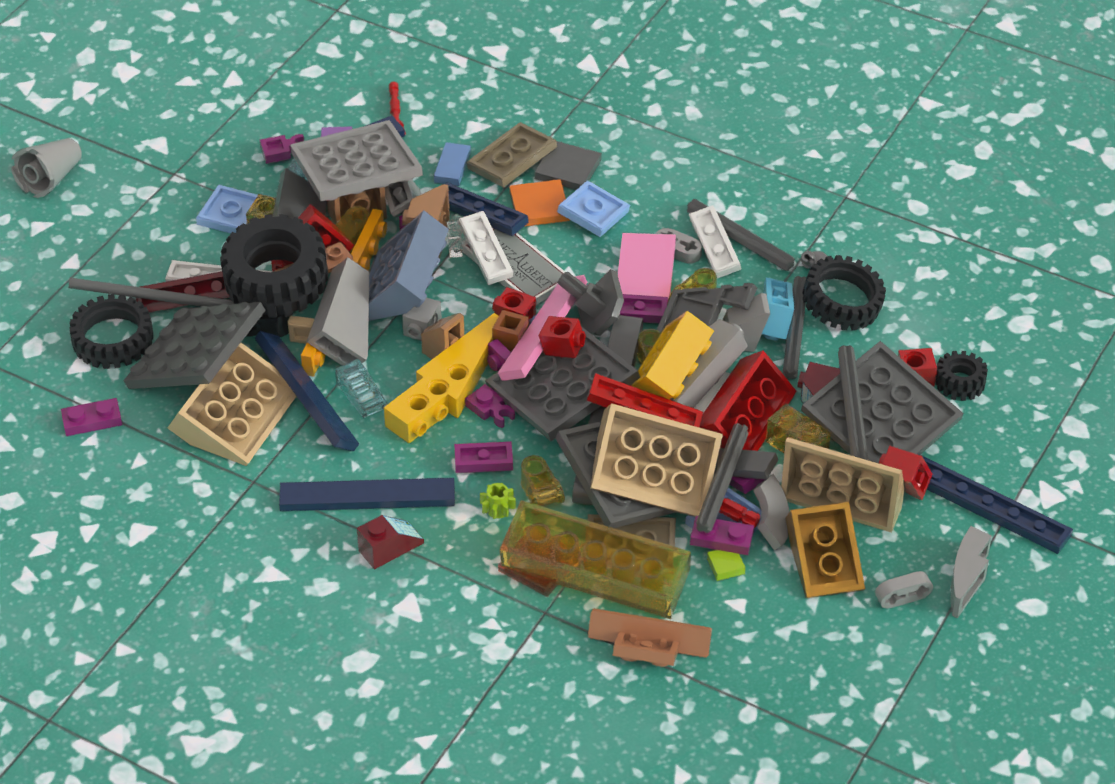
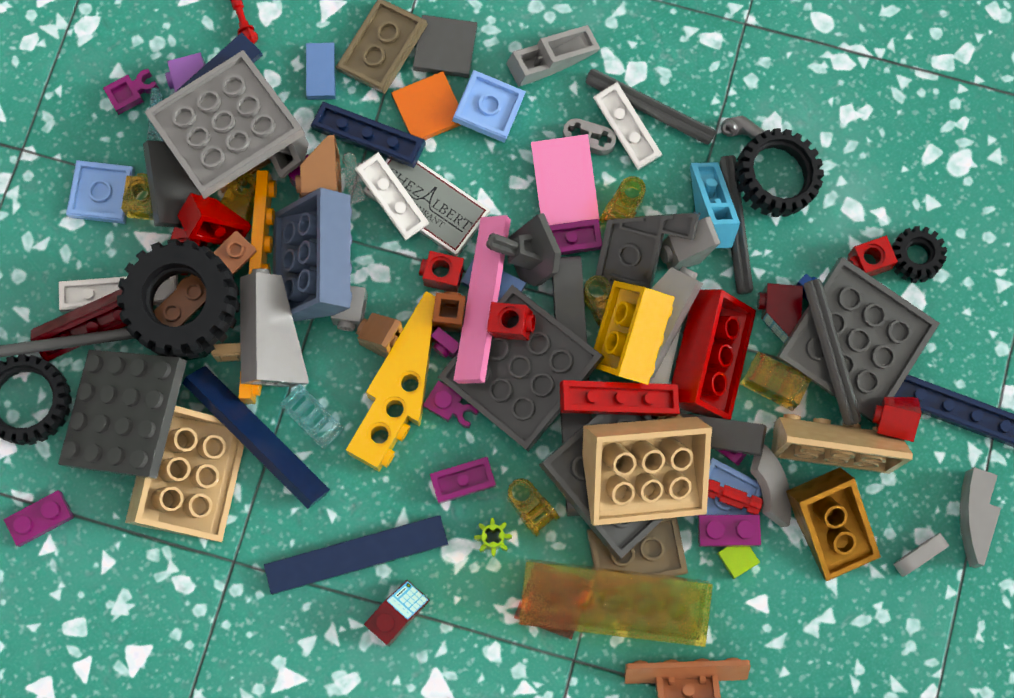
camera: 15 degrees left, 30 degrees up
(660, 184) = (552, 55): none -> light grey slope
(722, 478) = (717, 469): dark grey axle -> none

